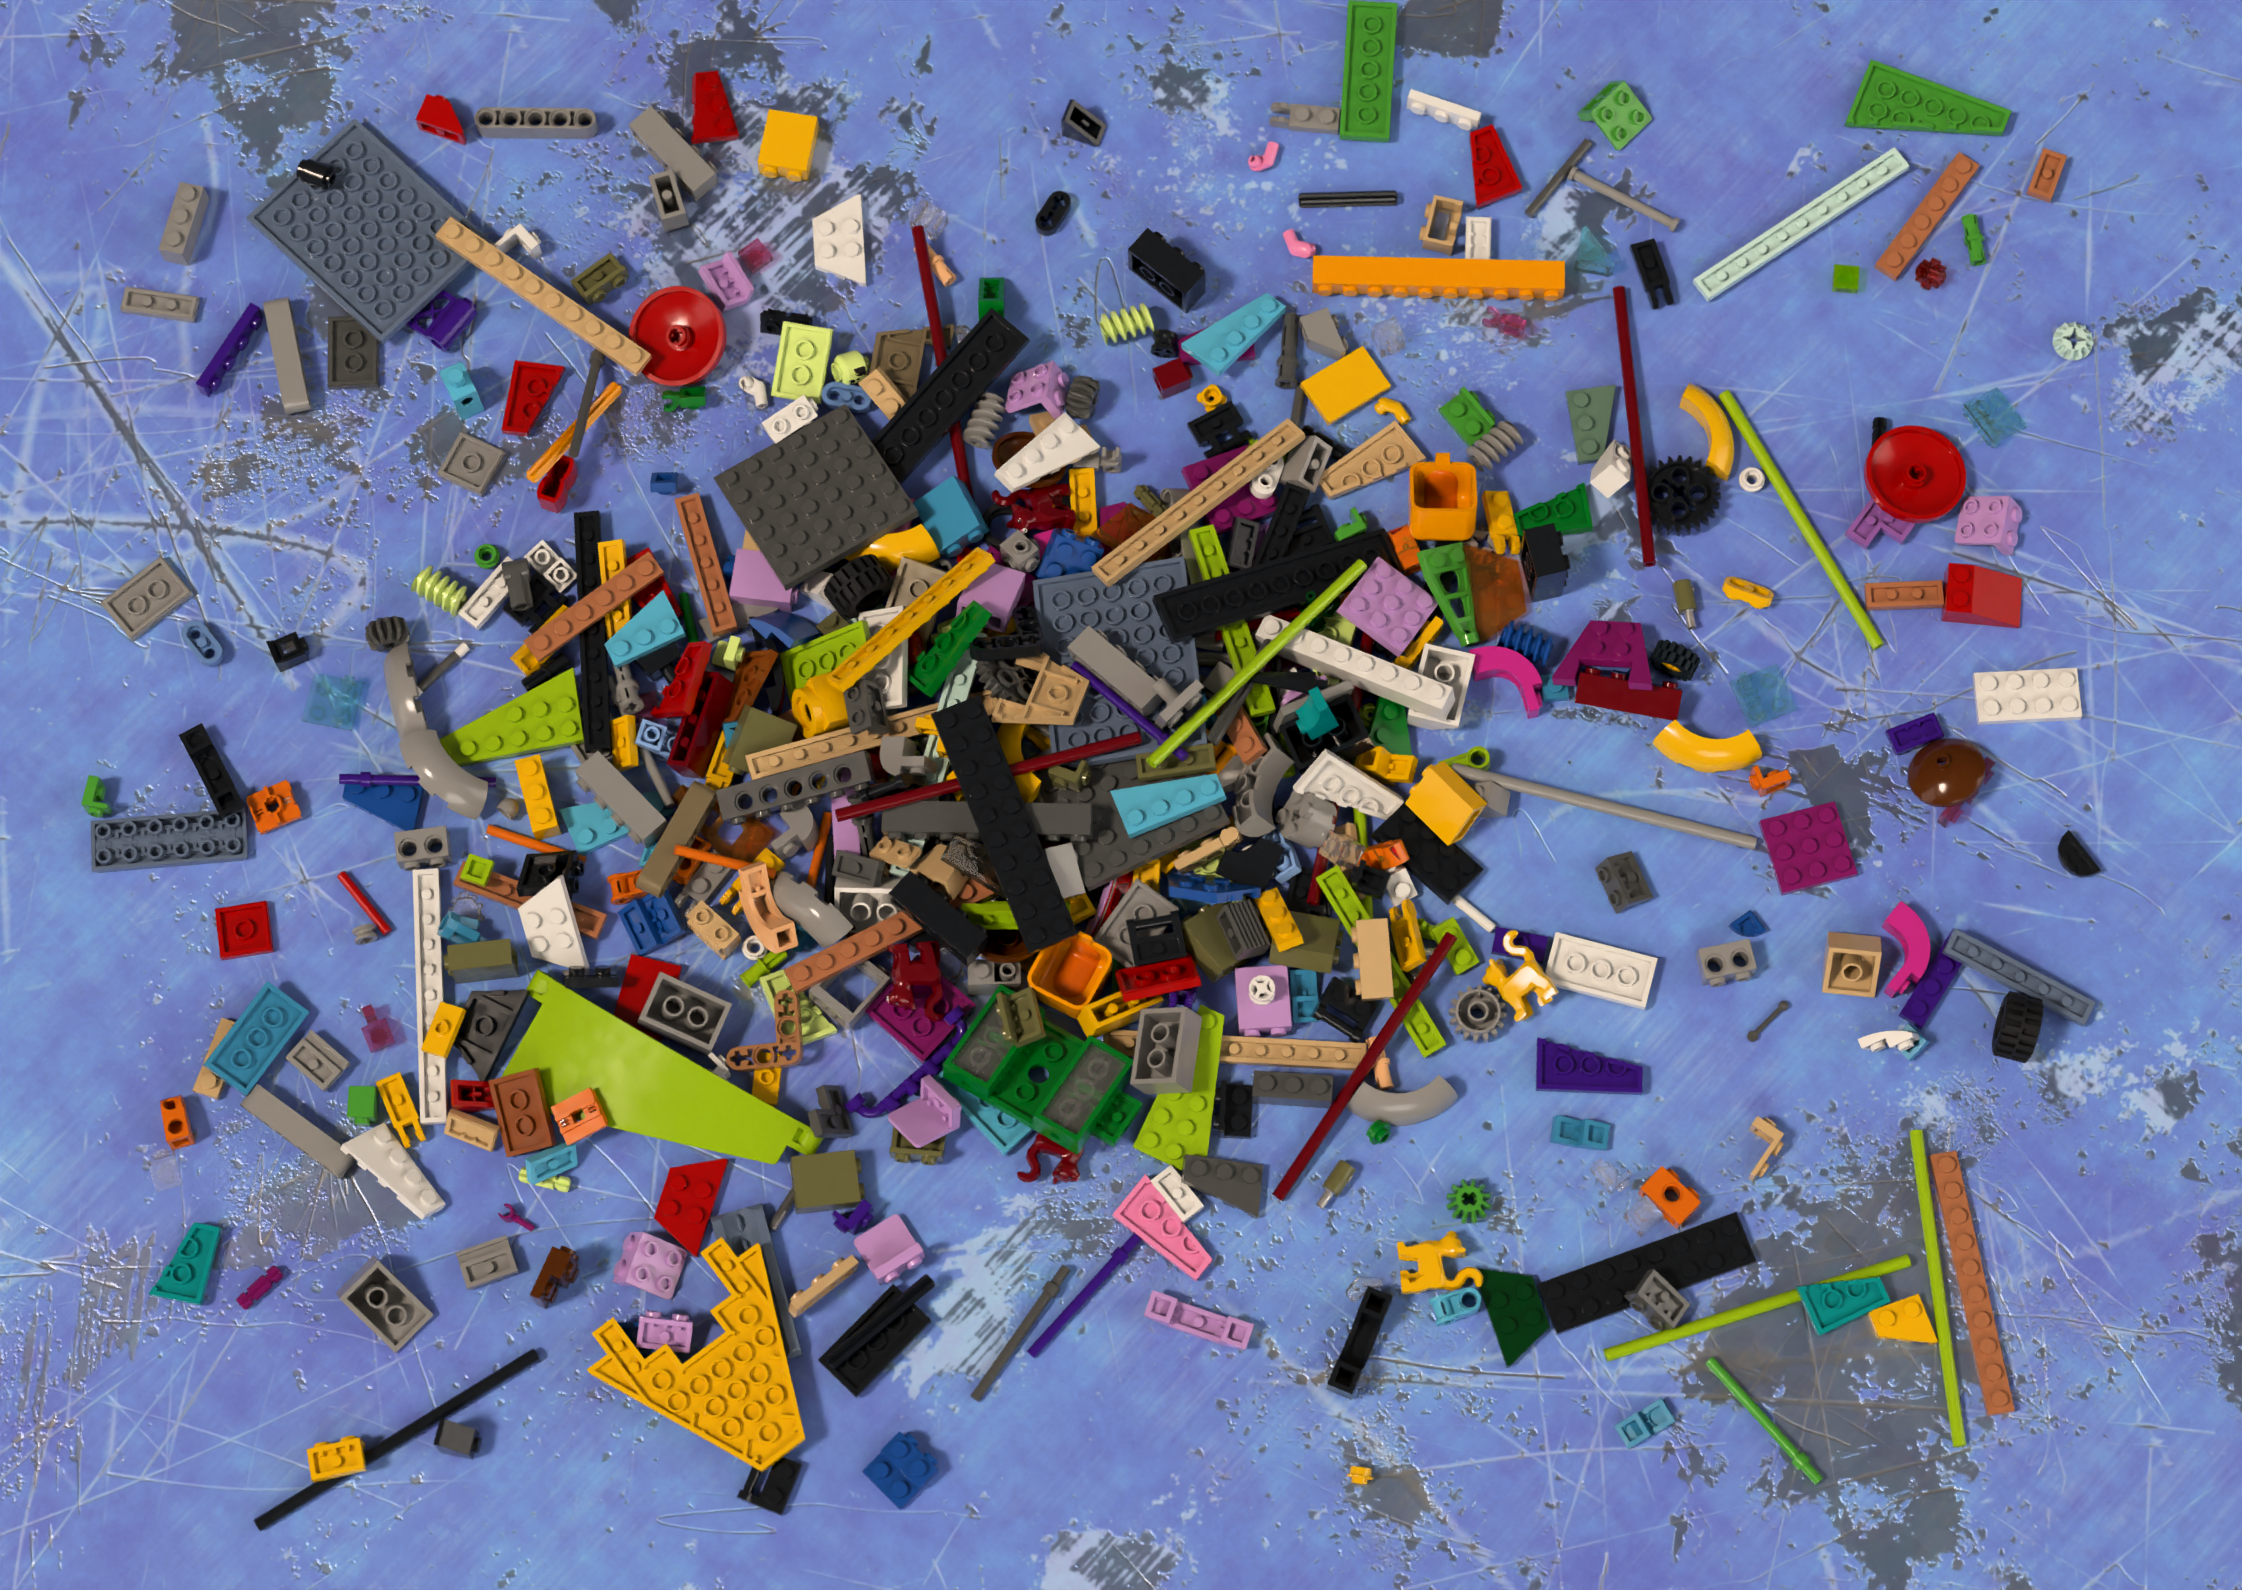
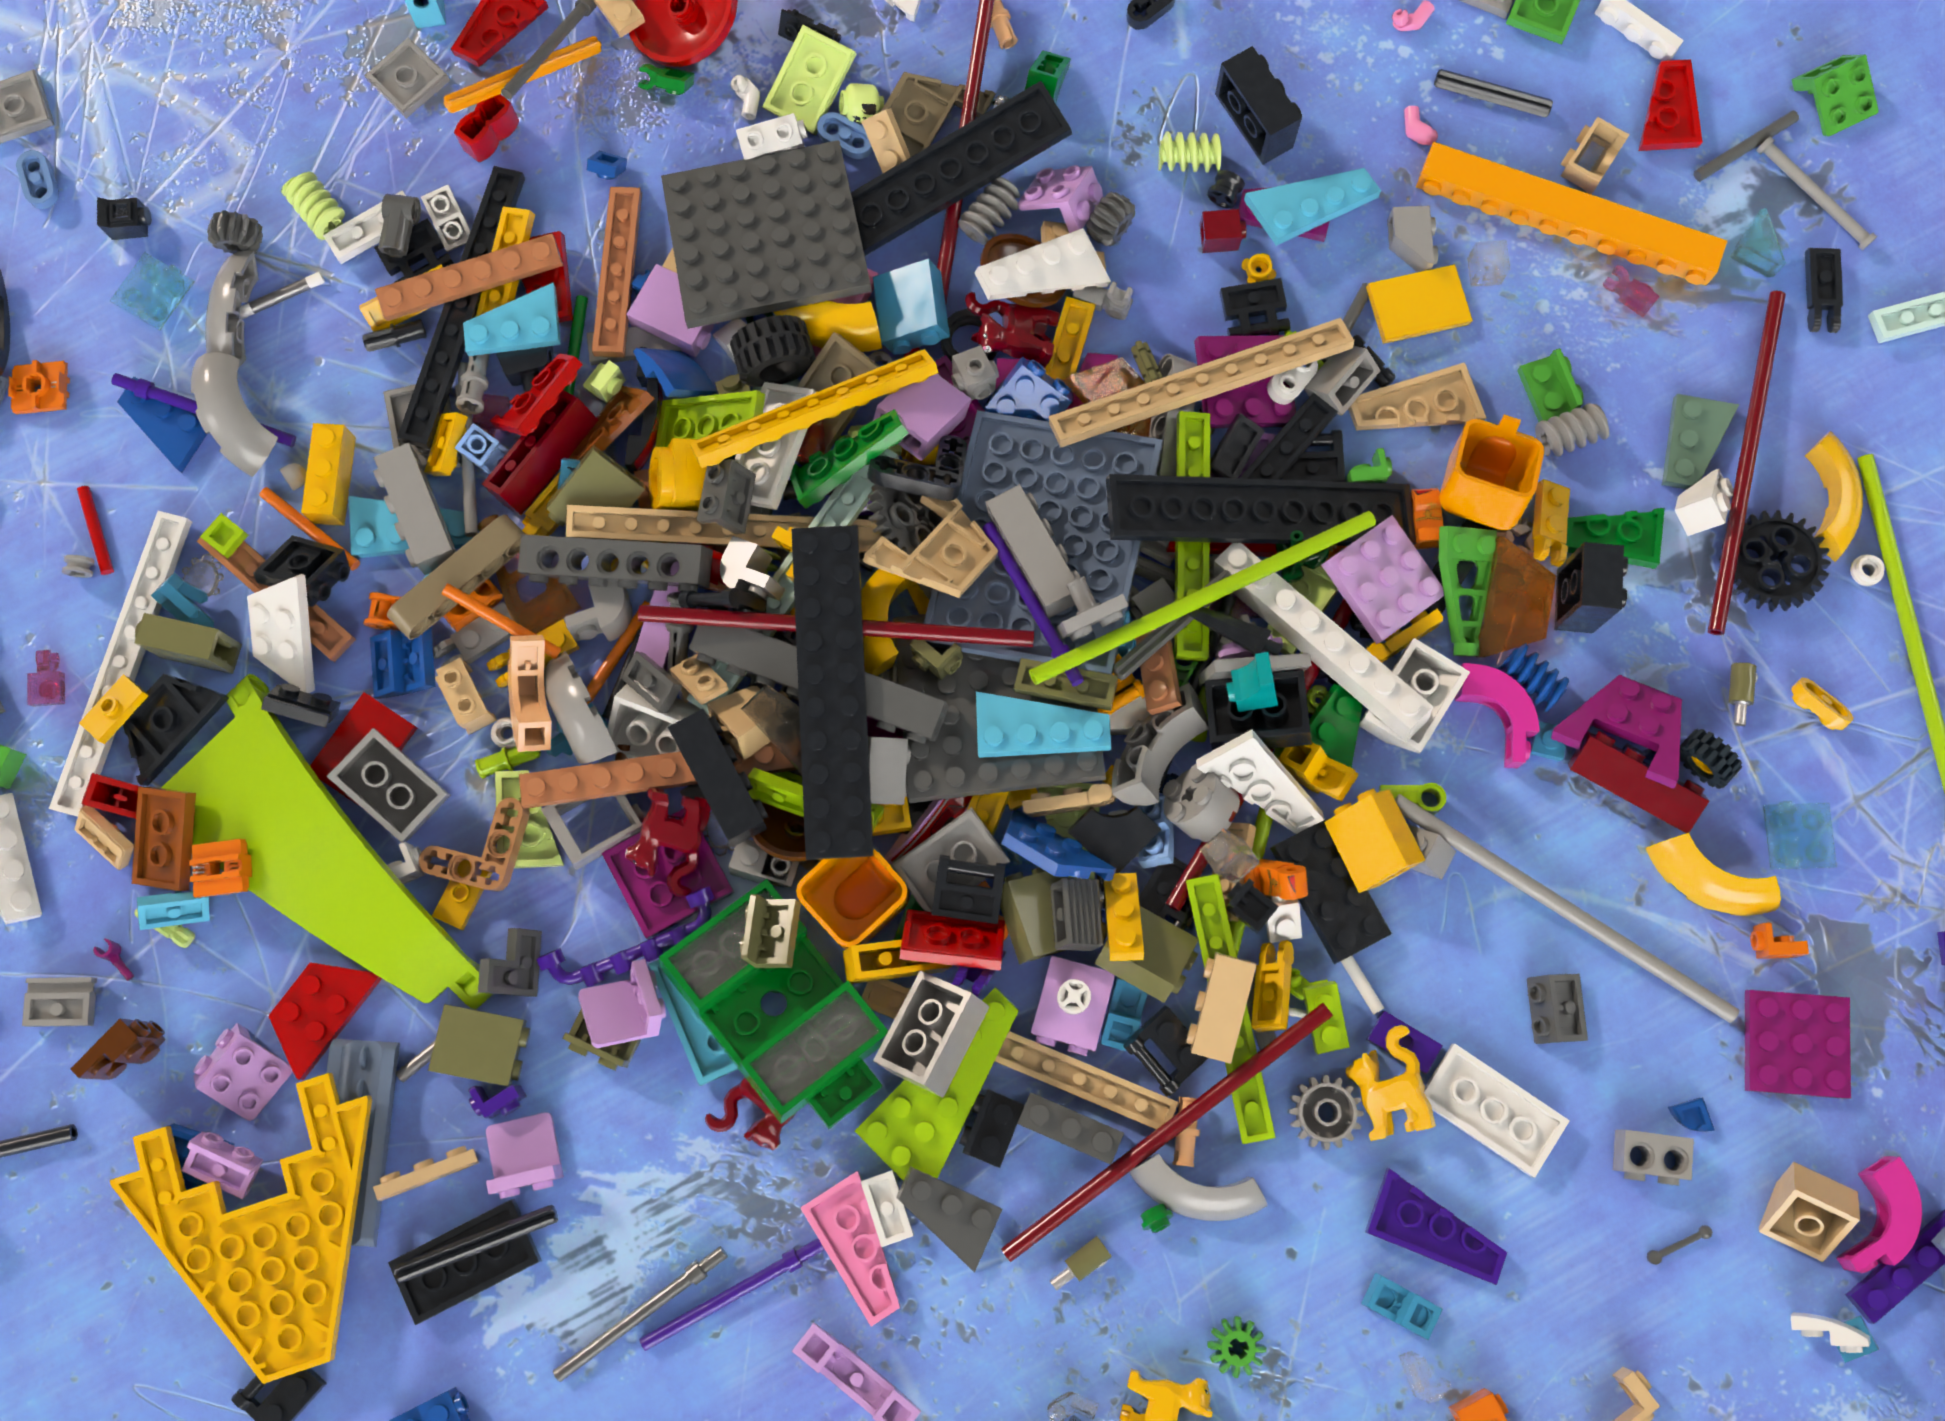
camera: 20 degrees right, 5 degrees up
(400, 1106) = (36, 783): yellow hinge -> none
(423, 840) = (183, 484): light grey brick -> none
(485, 549) = (379, 177): bright green plate -> none
(528, 724) = (348, 387): lime wing -> none
(1287, 361) = (1361, 254): dark grey pin -> none
(1392, 406) = (1467, 347): yellow arm -> none
(1478, 238) = (1631, 182): white plate -> none

